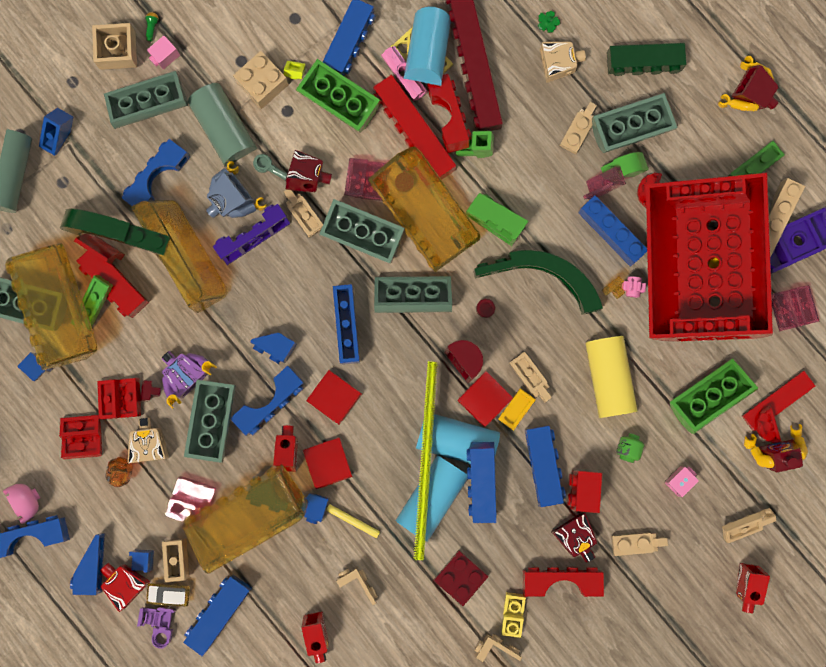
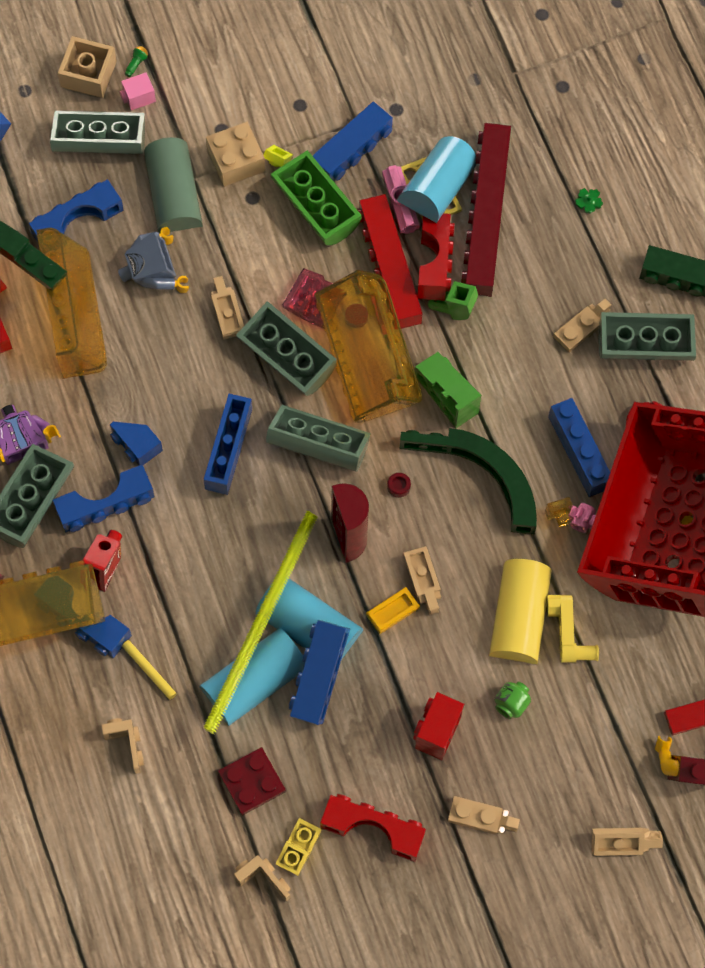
camera: 20 degrees right, 15 degrees down
(232, 250) = (159, 314): dark purple piece -> none
(263, 164) = (203, 243): sand green plate -> none
(306, 173) = (246, 266): dark red torso -> none
(315, 636) = (51, 771): red torso -> none
(327, 463) = (145, 592): red slope -> none
(333, 397) = (182, 521): red slope -> none
(485, 399) = (359, 584): red slope -> none
(544, 466) = (401, 683): blue brick -> none
(559, 59) = (587, 243): tan torso -> none
(577, 537) = (409, 780): dark red torso -> none
(605, 183) = (590, 390): clear pink panel -> none
(630, 164) = (622, 380): bright green brick -> none
(643, 363) = (562, 607): none -> light yellow beam
(682, 481) = (562, 759): bright pink brick -> none
(712, 396) = (633, 672): bright green brick -> none
(751, 586) = (609, 903): red torso -> none
(767, 426) = (689, 732): red tile -> none

